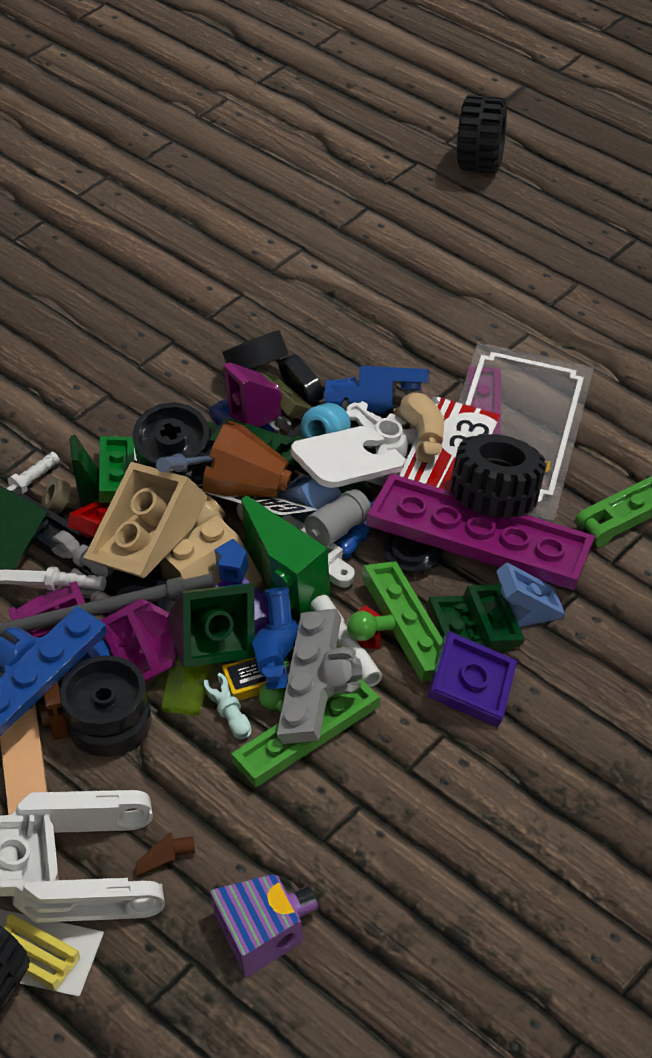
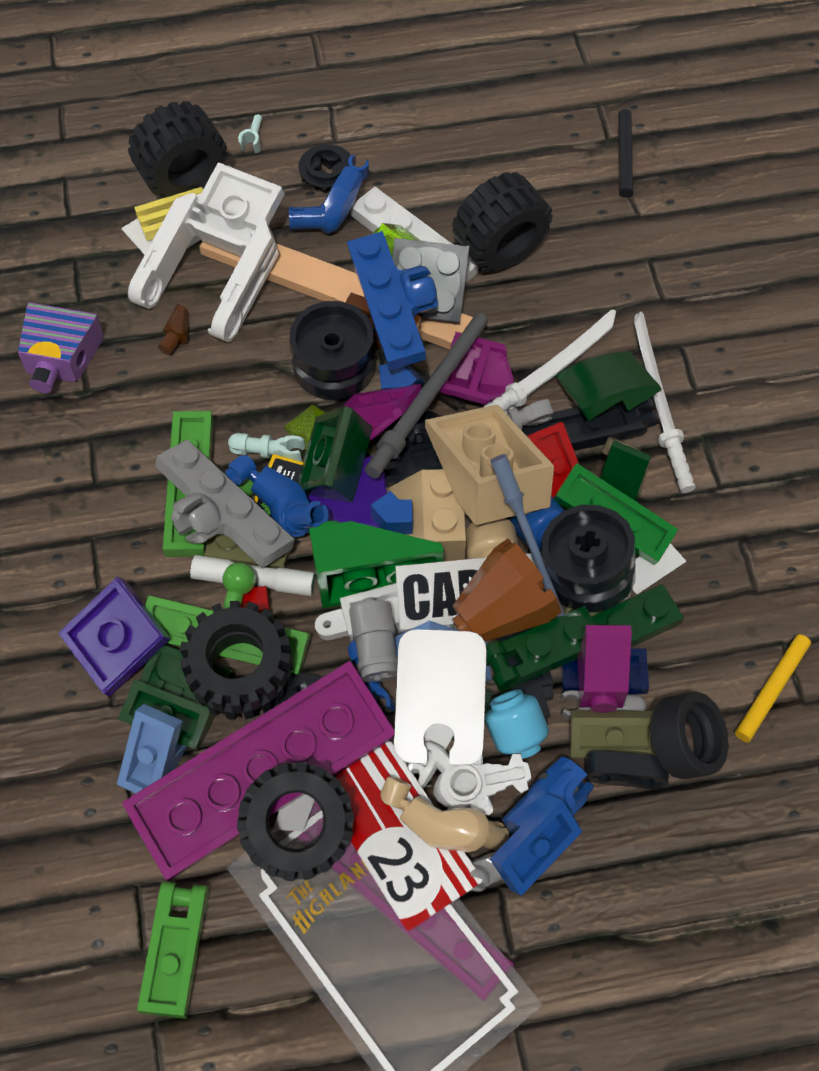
camera: 125 degrees right, 15 degrees up
(176, 353) = (772, 688): none -> yellow bar
(426, 571) = (228, 628): none -> black tyre

